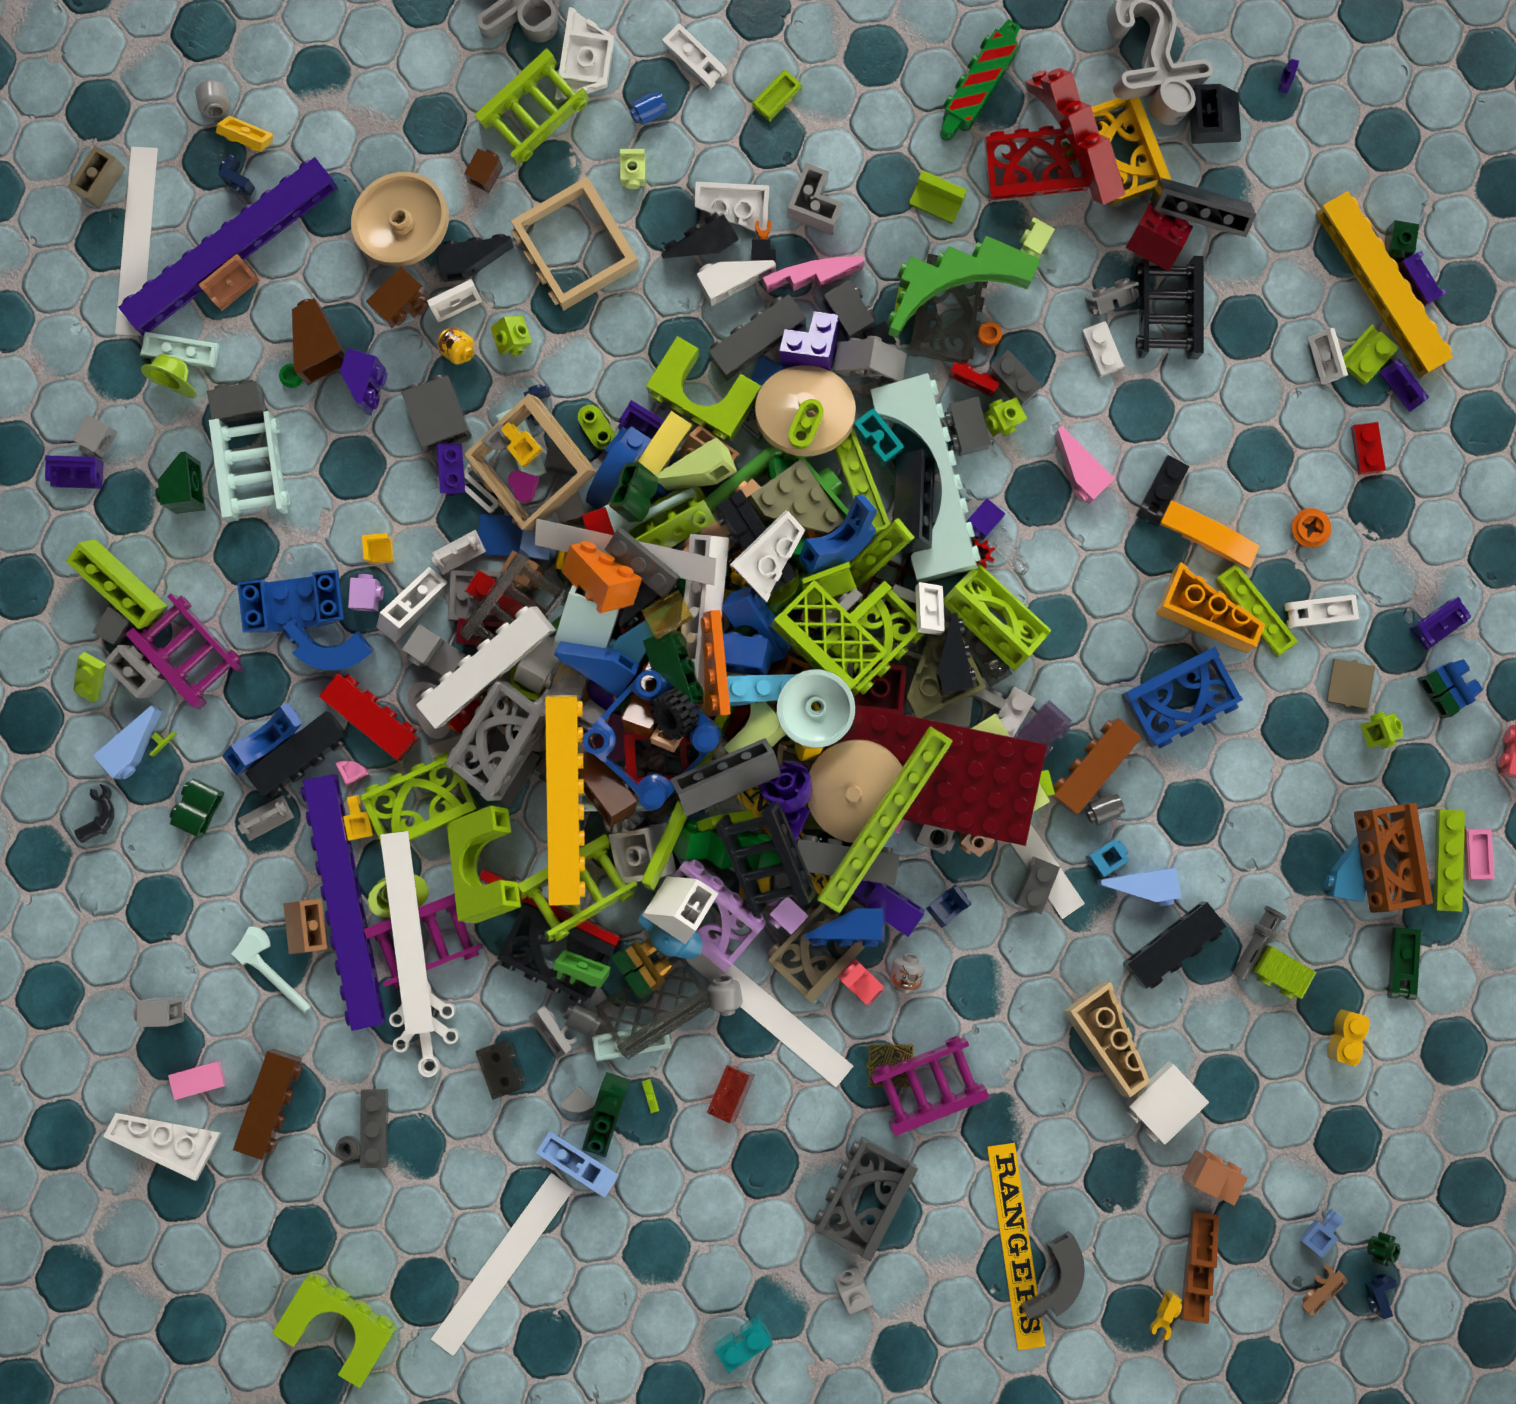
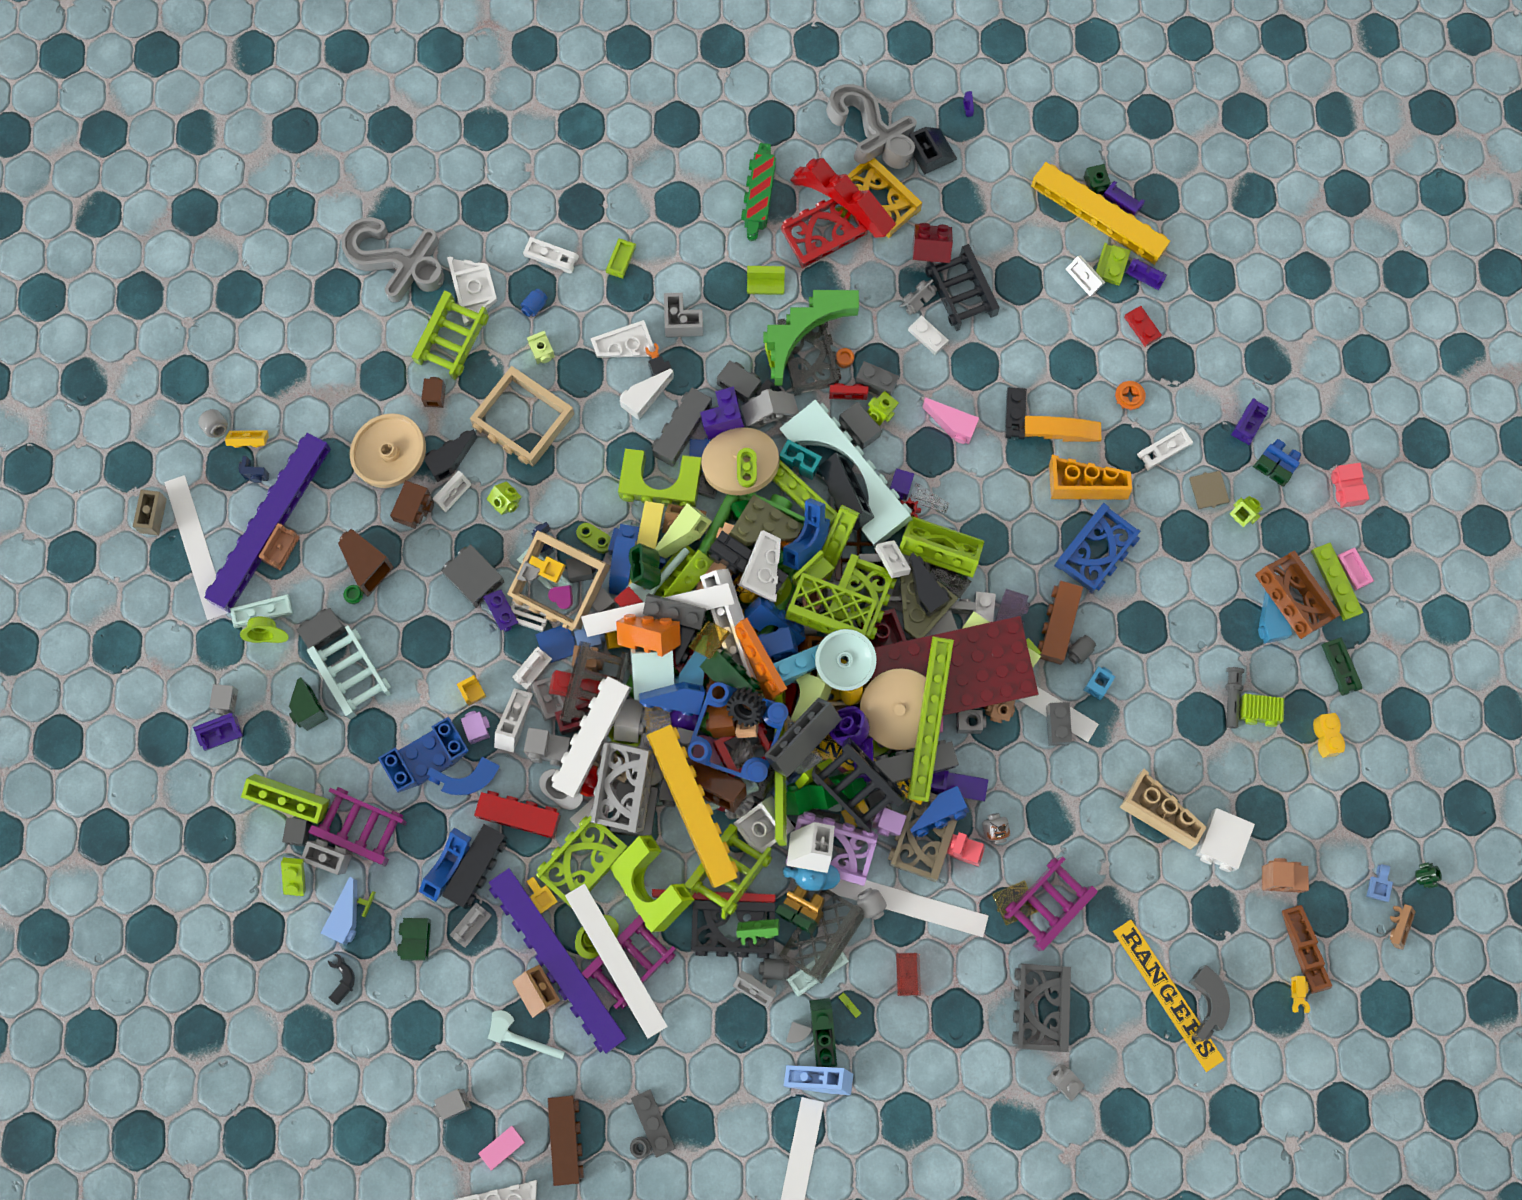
camera: 25 degrees left, 10 degrees down
(351, 771) = (520, 862): bright pink tile -> none
(364, 378) = (408, 571): dark purple slope -> none
(425, 1038) = (661, 1035): white plant -> none
(456, 346) = (466, 522): yellow head -> none
(501, 1068) = (729, 1032): clear smoke brick -> none
(640, 419) = (624, 516): dark purple hinge -> none
(708, 239) = (618, 372): black slope -> none
(737, 1350) = (1008, 1154): teal brick -> none
(822, 271) = (707, 363): bright pink slope -> none
(849, 602) = (833, 578): light grey plate -> none
(948, 905) = (1003, 766): dark blue bracket -> none
(1036, 237) = (847, 277): yellowish green brick -> none
(1153, 885) = (1138, 690): light blue slope -> none
(1174, 945) = (1176, 724): black brick -> none
(1202, 207) = (952, 211): black brick -> none
(1245, 594) = (1104, 458): lime tile -> none
(1377, 1298) = (1441, 912): dark blue bracket -> none

